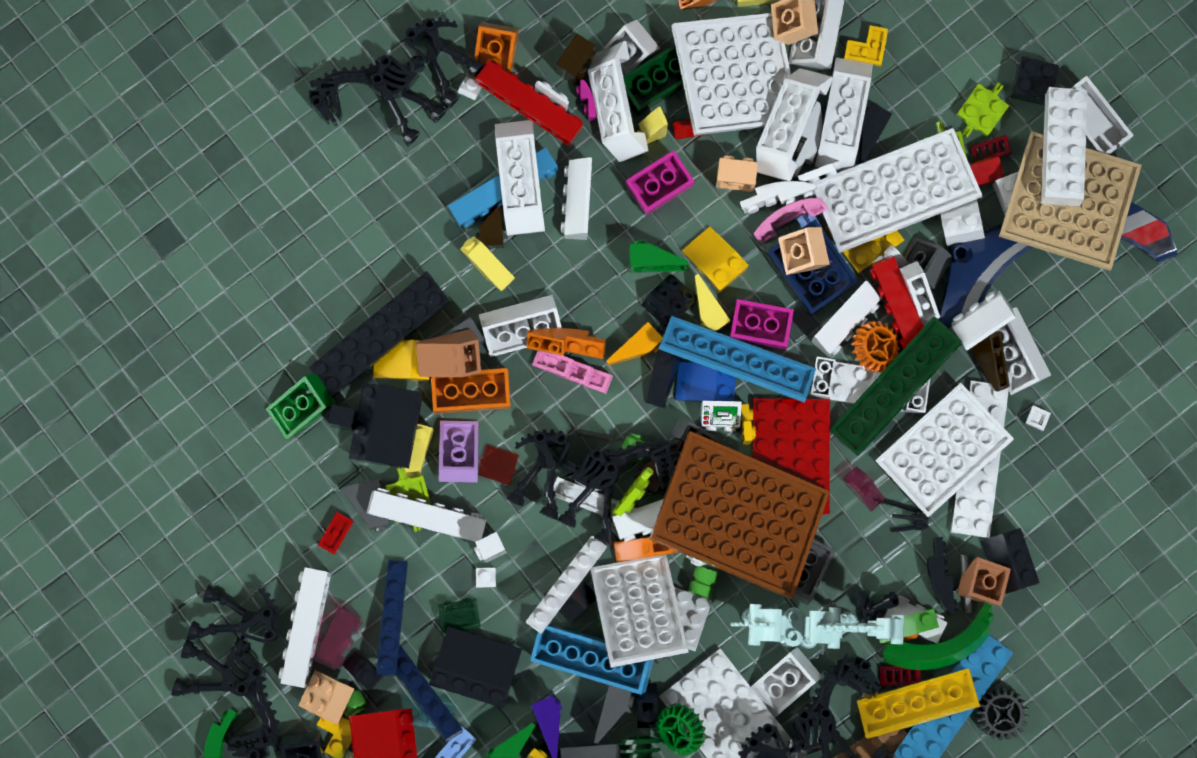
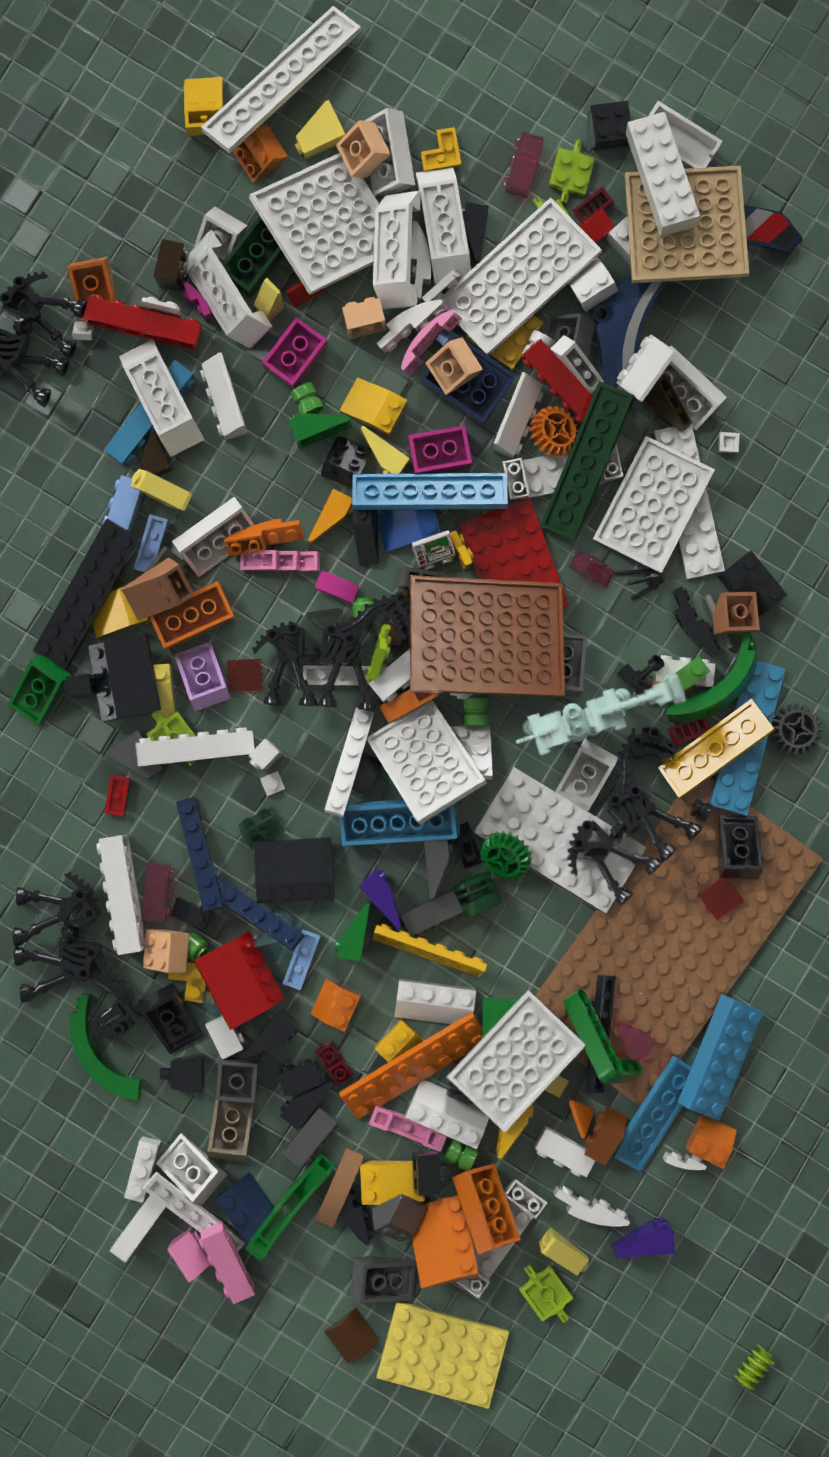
camera: 20 degrees left, 5 degrees up
(447, 263) = (124, 504): none -> light blue brick
(458, 308) = (151, 542): none -> light blue plate
(616, 415) = (336, 586): none -> dark pink slope
(654, 229) = (305, 397): none -> bright green wheel
(939, 87) = (523, 164): none -> clear pink brick

